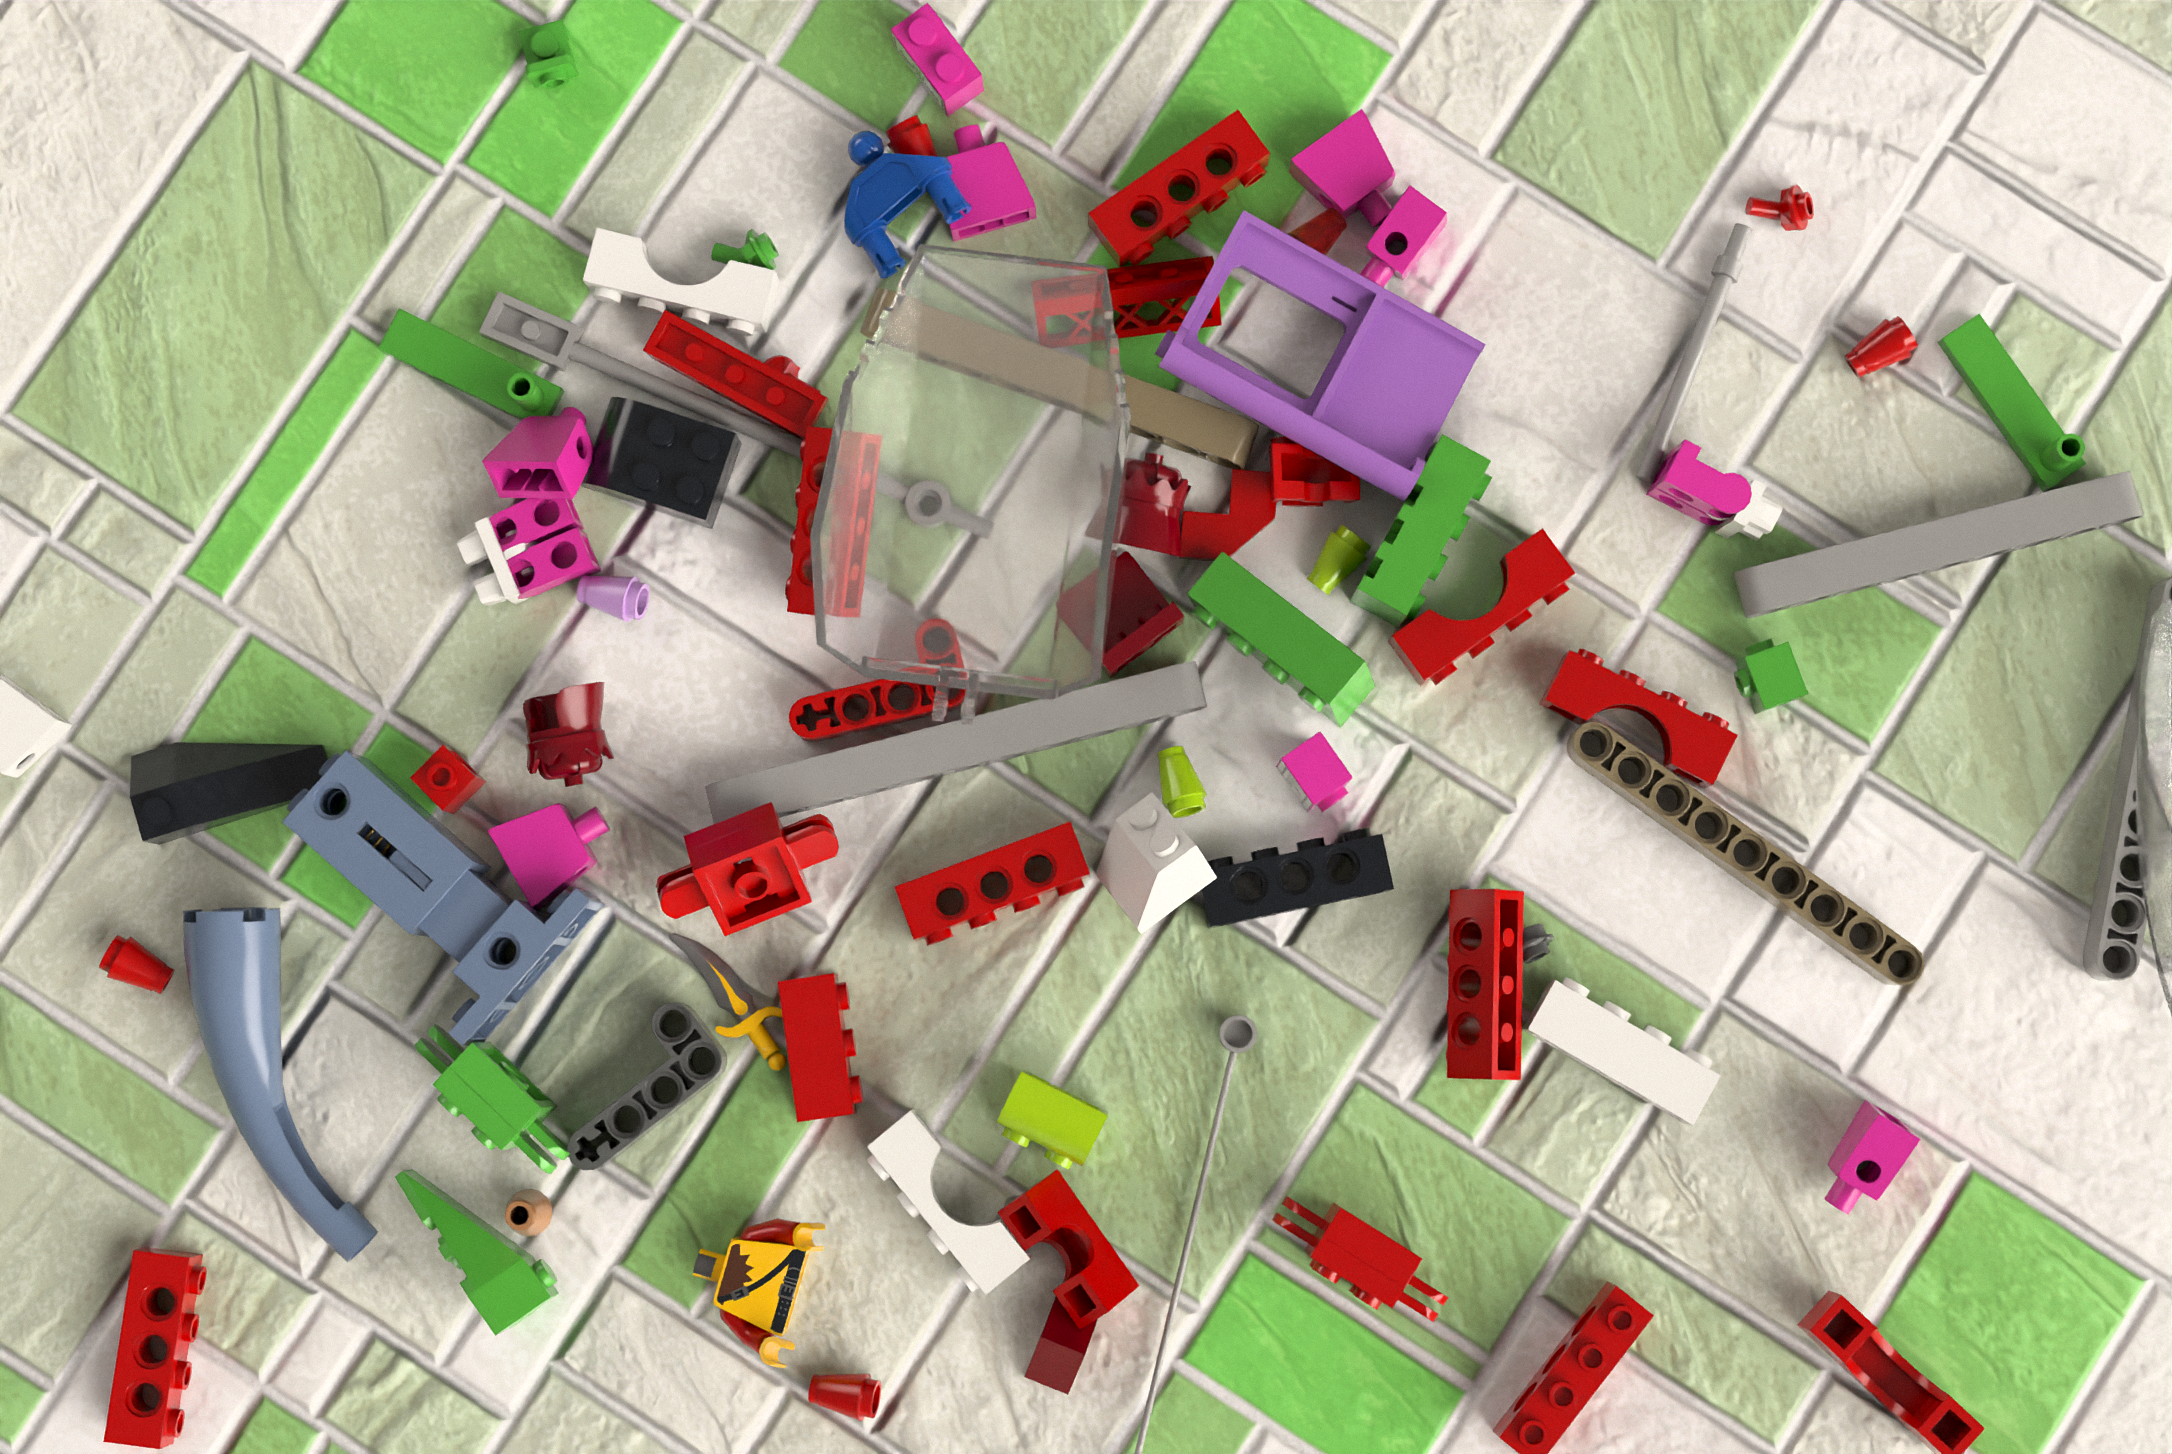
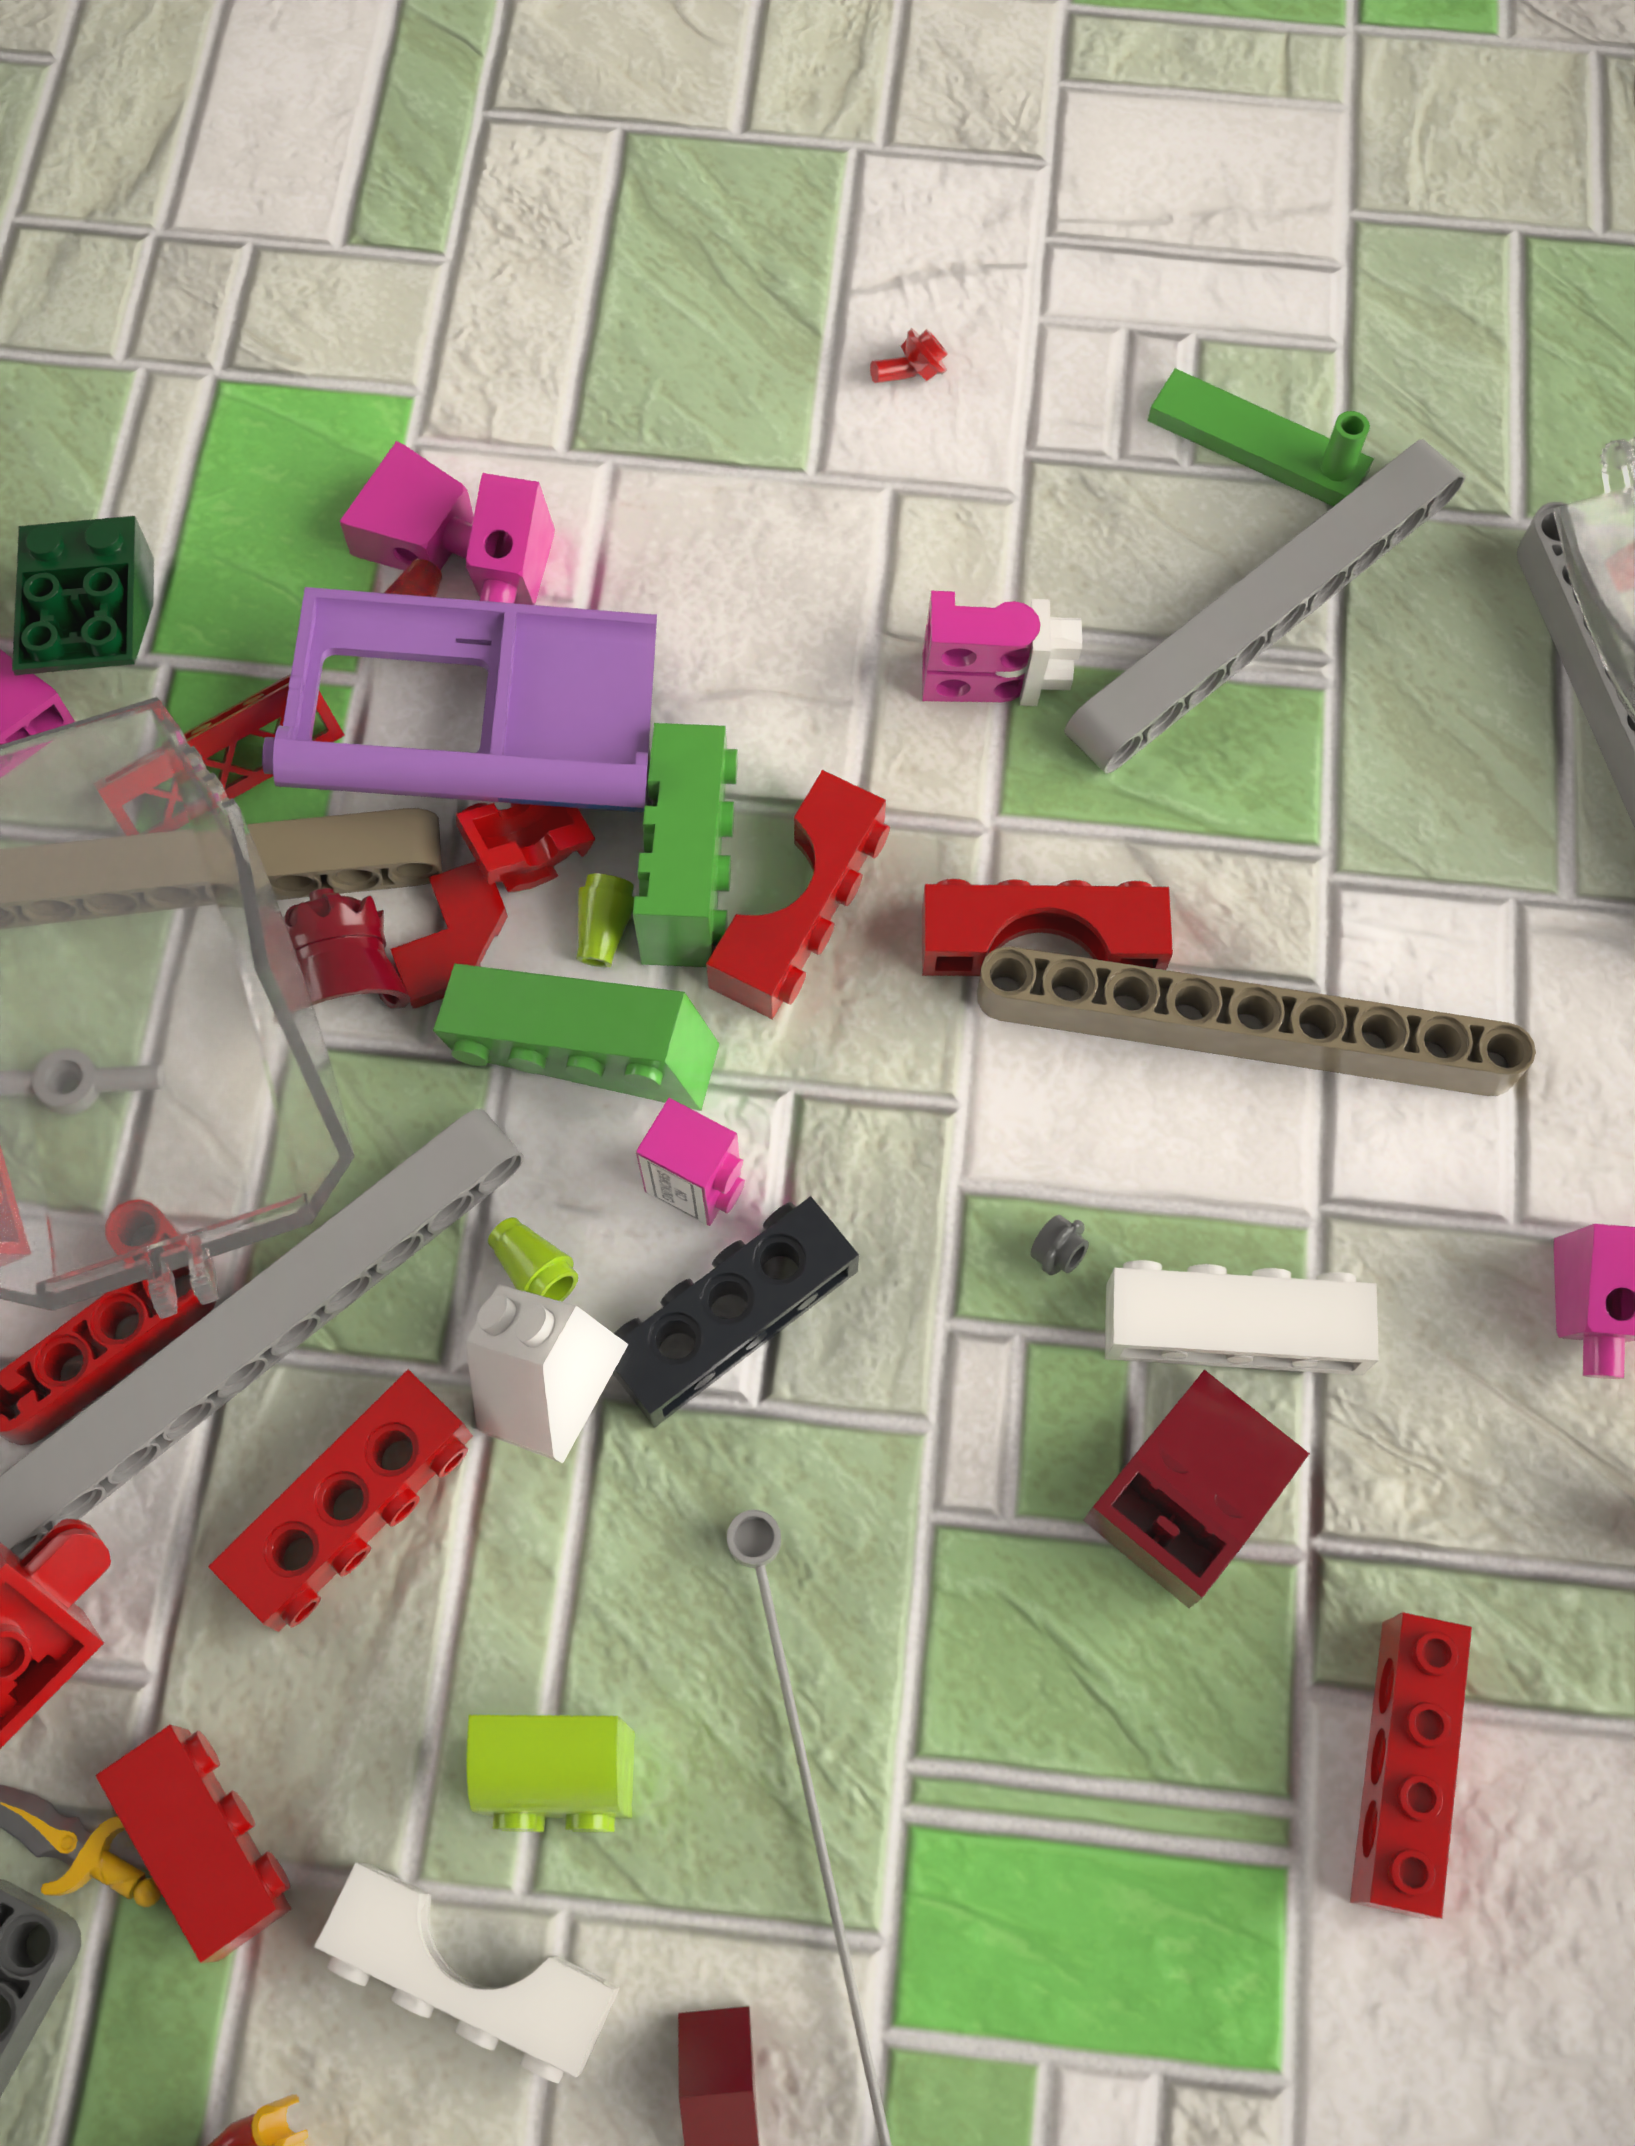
camera: 30 degrees left, 15 degrees down
(1080, 135) = (81, 595): none -> dark green slope
(1094, 1272) = (626, 1911): red arch -> none
(1136, 617) = (384, 1095): dark red bracket -> none
(1227, 140) = (224, 587): red brick -> none
(1361, 1255) = (1059, 1746): red brick -> none
(1485, 984) = (1060, 1336): red brick -> none
(1535, 1143) = (1197, 1489): none -> dark red slope
(1725, 272) = (885, 446): light grey bar -> none
(1769, 676) = (1168, 816): bright green brick -> none
(1882, 347) = (1094, 439): red cone -> none

